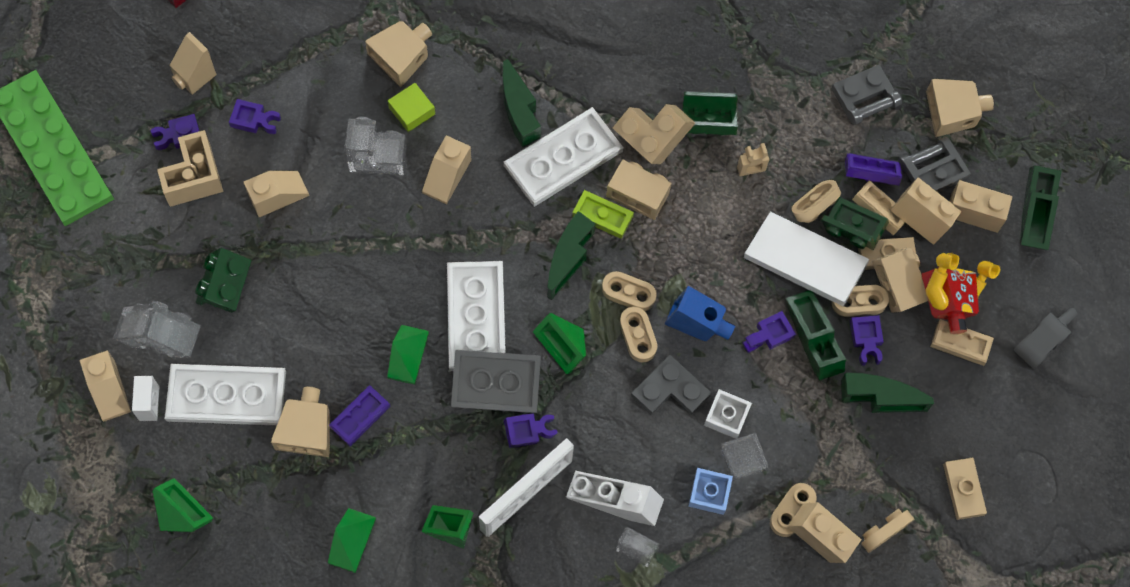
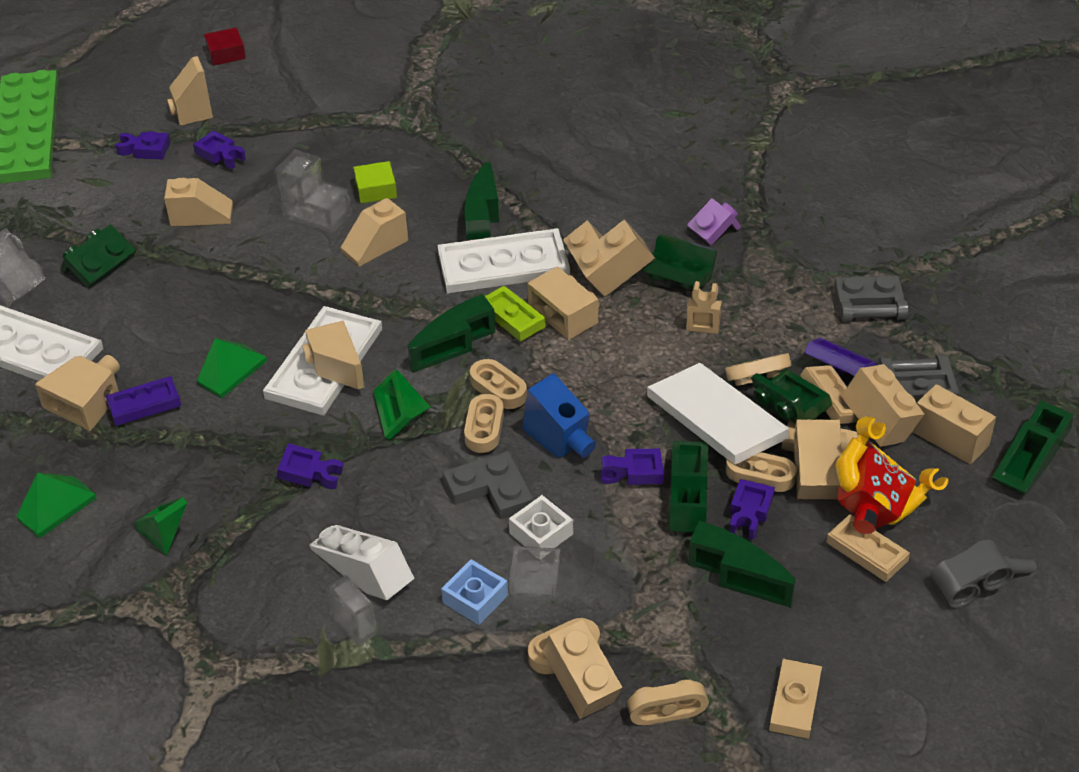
camera: 30 degrees right, 25 degrees down
(195, 176) = (130, 169): tan brick -> none
(399, 50) = (393, 135): tan torso -> none
(494, 318) = (333, 354): none -> tan slope
(495, 381) = (301, 411): dark grey plate -> none
(526, 488) = (262, 506): white tile -> none
(714, 55) = (713, 221): none -> medium lavender bracket
(955, 105) = (973, 331): tan torso -> none

